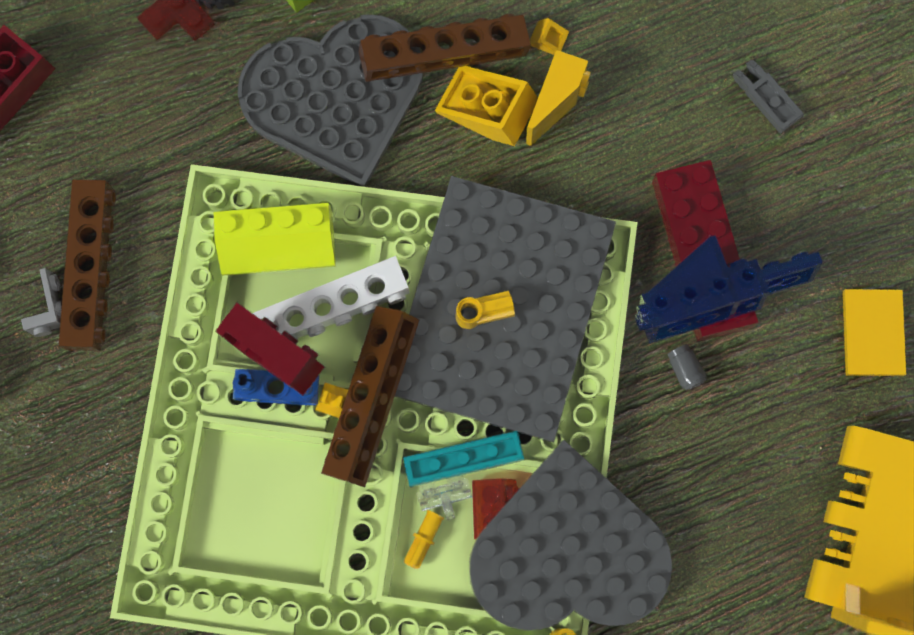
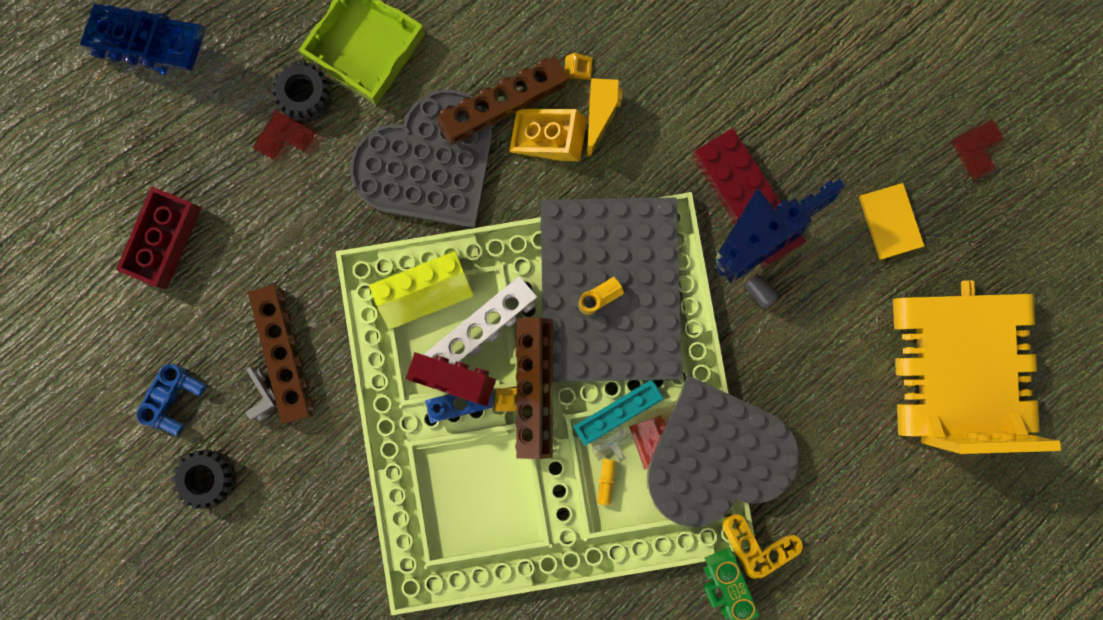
camera: 25 degrees left, 5 degrees up
(769, 97) = (760, 64): dark grey hinge -> none

